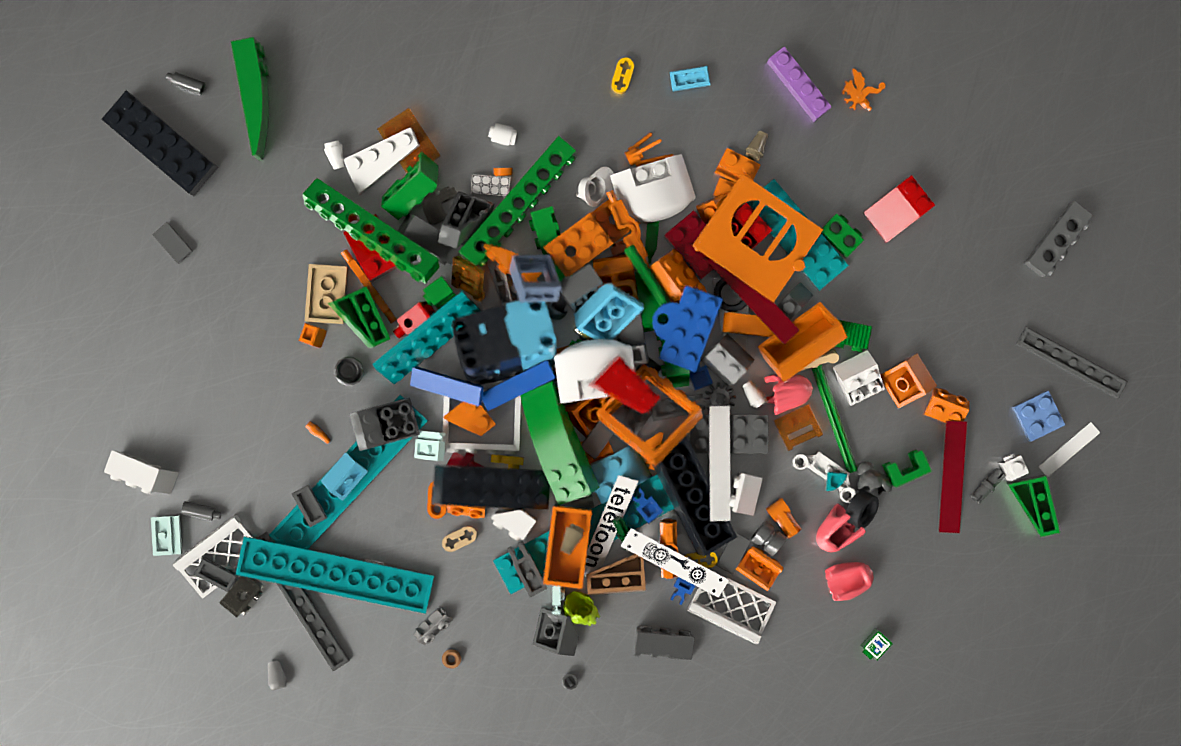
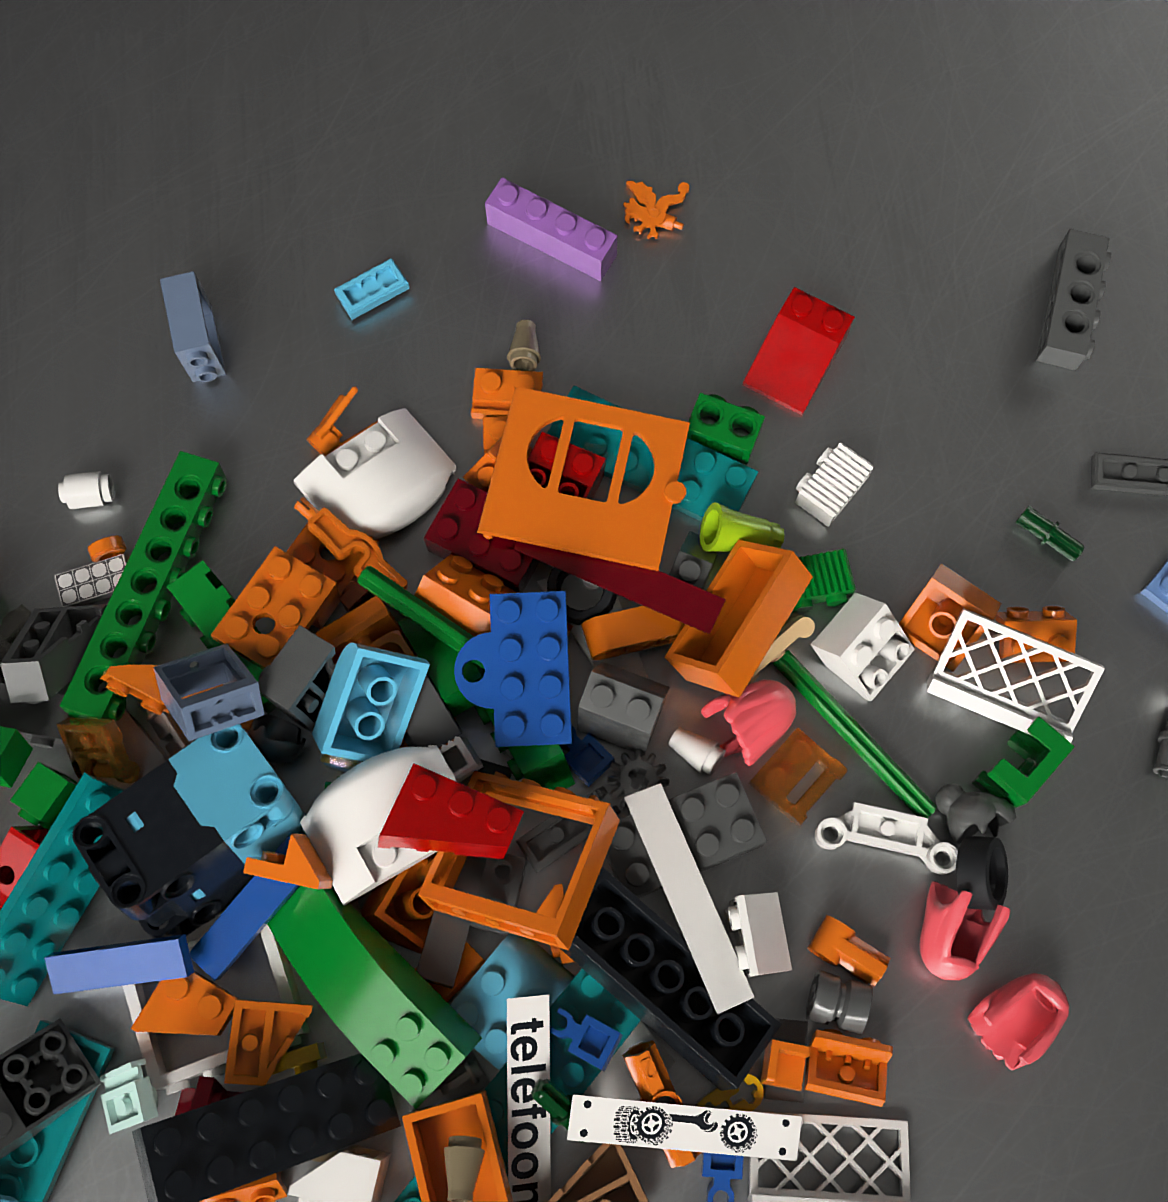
camera: 25 degrees left, 15 degrees down
(500, 445) = (260, 1038): none -> orange wing
(548, 379) = (298, 866): none -> orange slope
(588, 68) = (192, 327): none -> sand blue window
(594, 187) = (272, 510): white piece -> none
(618, 73) = (266, 326): yellow beam -> none
(651, 239) = (407, 557): green piece -> none
(731, 555) = (784, 1064): none -> orange panel
(816, 291) = (724, 526): none -> lime plant
(834, 480) = (907, 841): teal tile -> none
(875, 645) = (1131, 1124): brick -> none
(884, 288) = (833, 484): none -> white brick
(911, 436) = (991, 701): none -> white fence
(952, 476) = (1113, 764): dark red sticker -> none
(981, 359) = (1050, 533): none -> dark green axle

